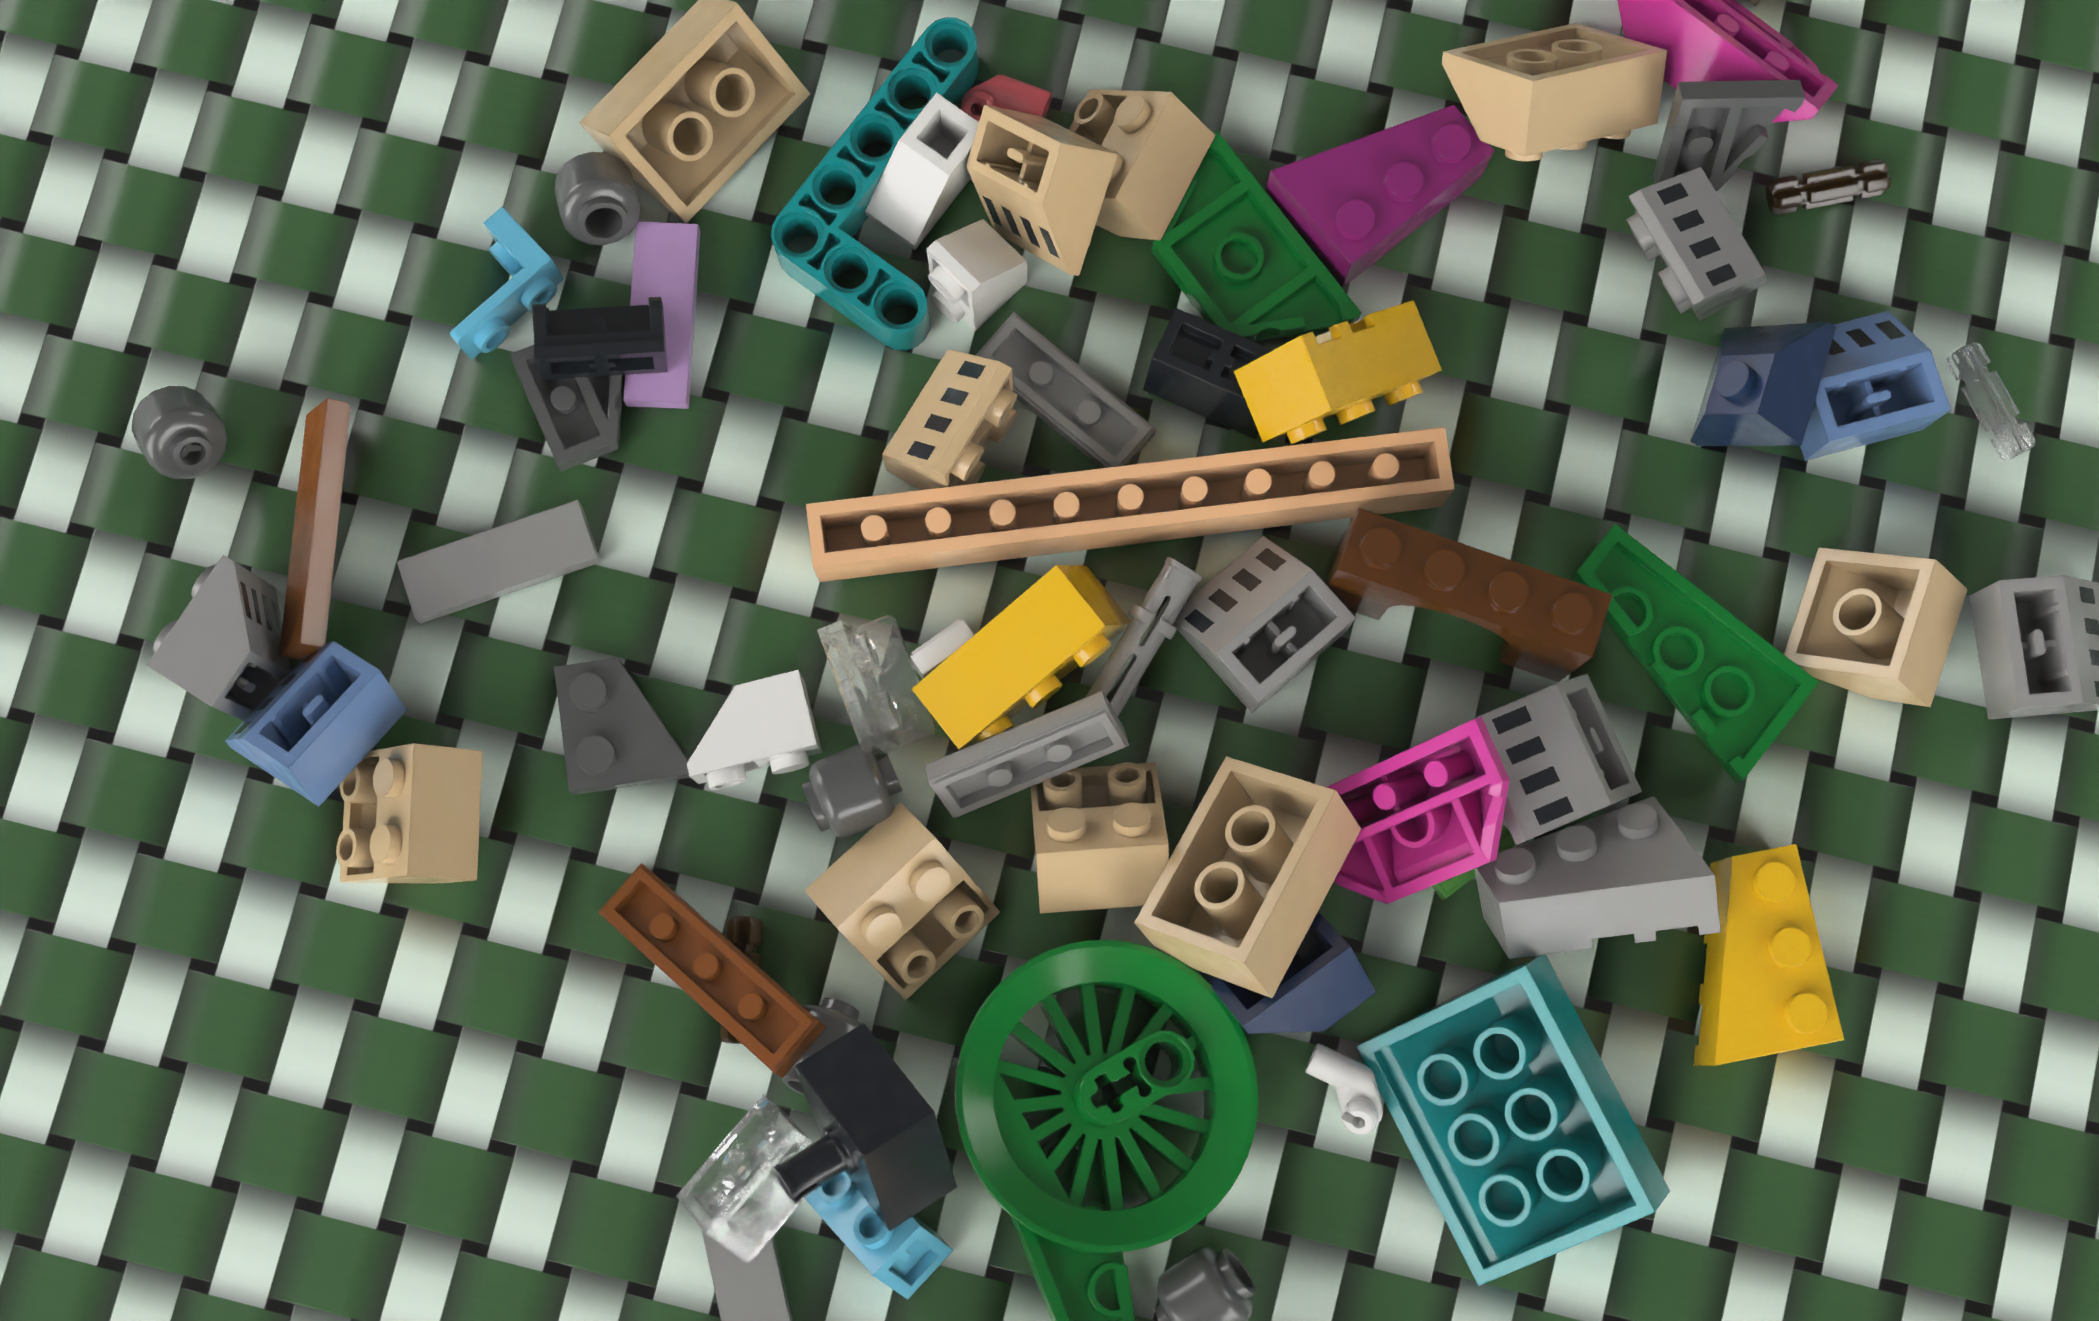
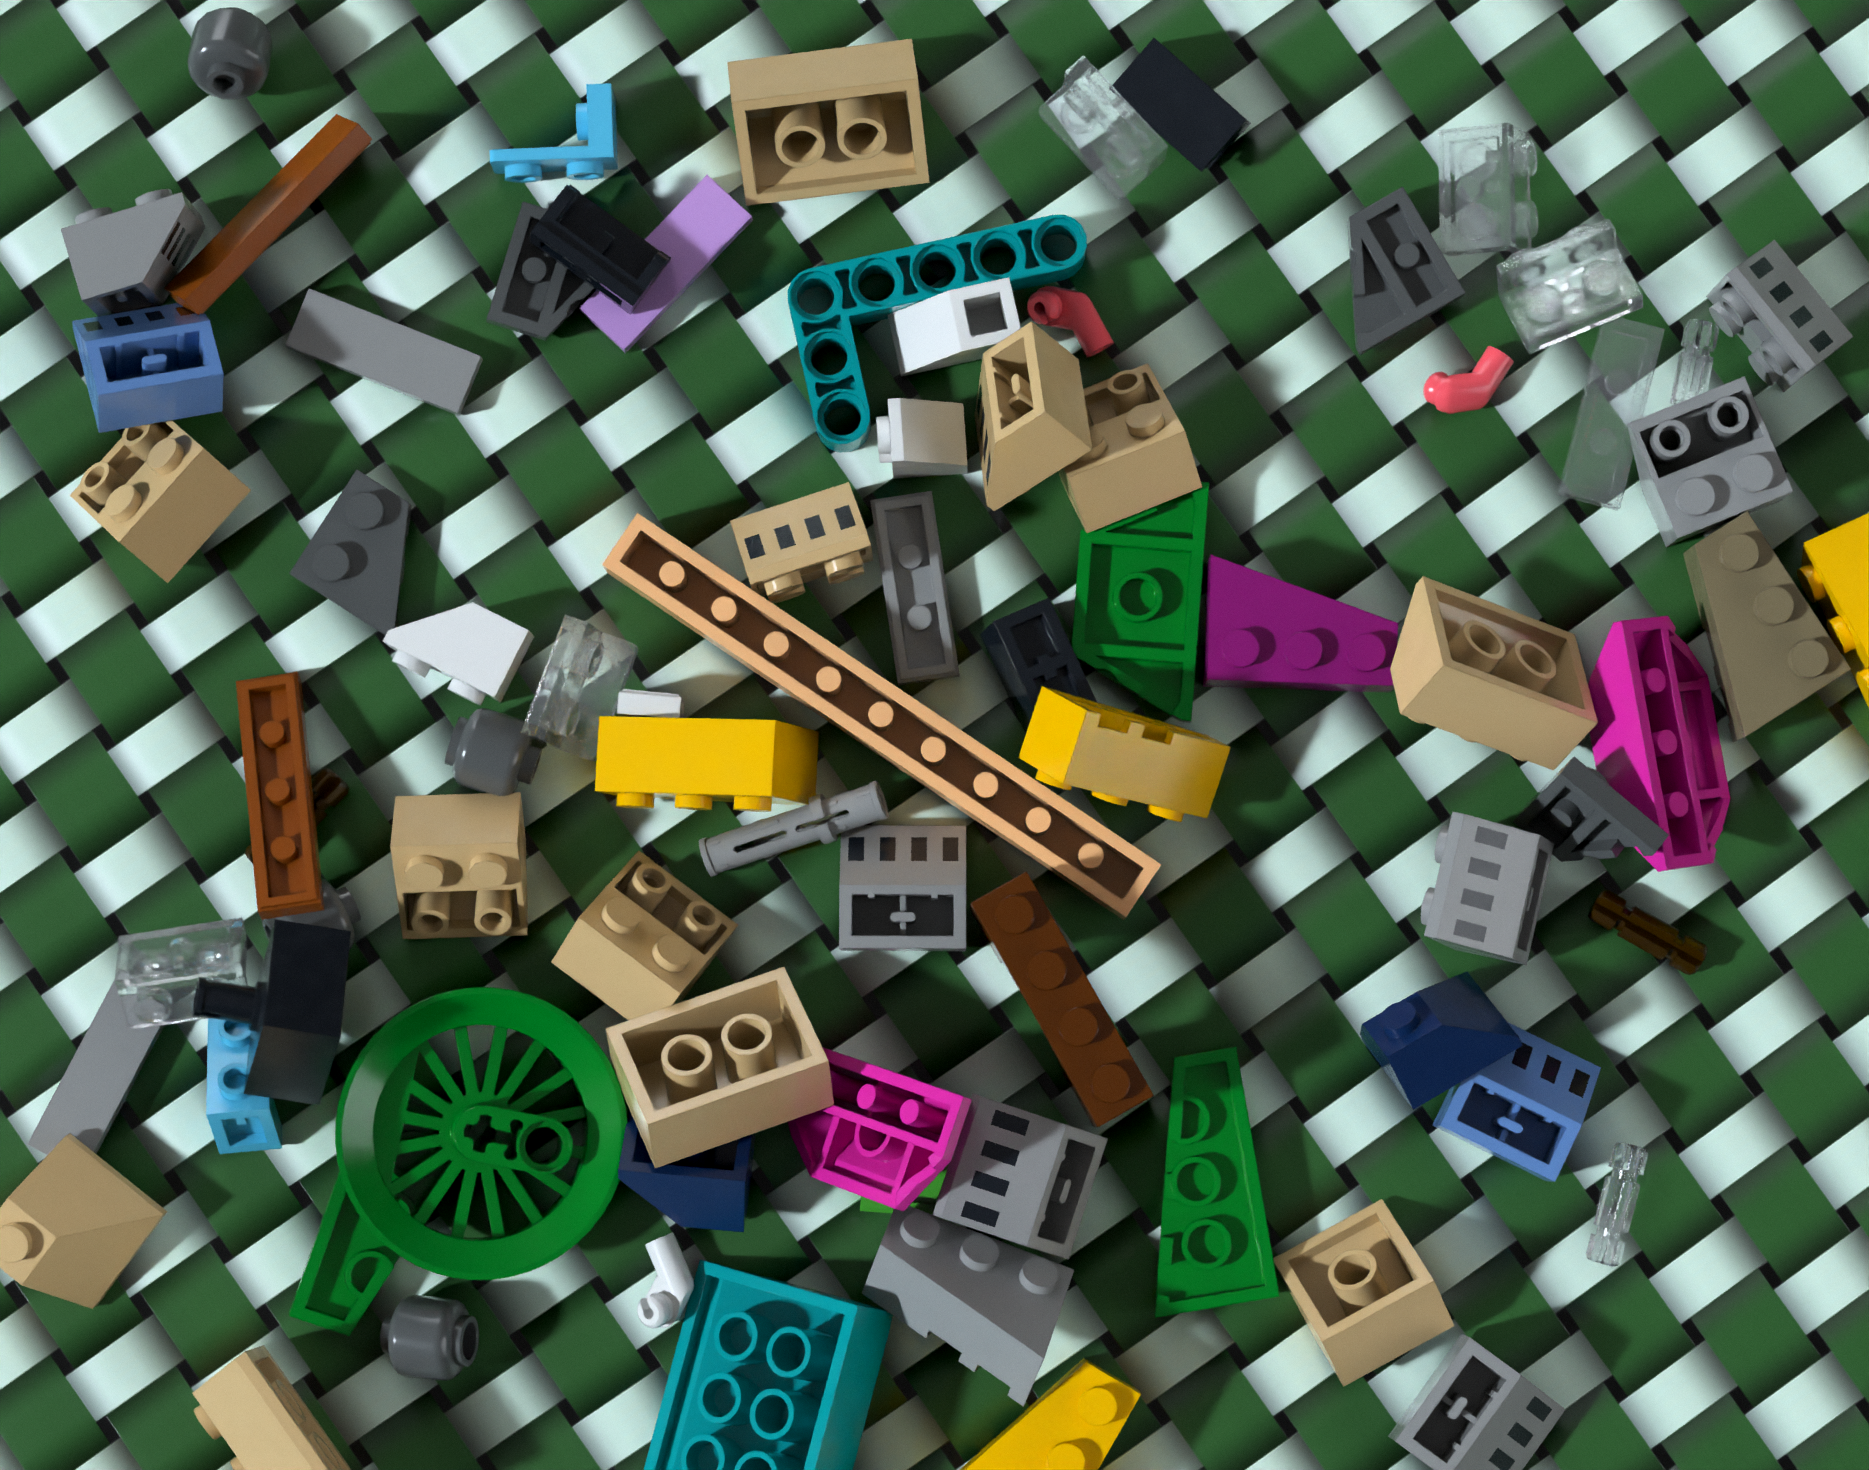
camera: 45 degrees right, 5 degrees up
(597, 198) = (690, 134): dark grey head -> none
(1027, 754) = (642, 838): light grey tile -> none

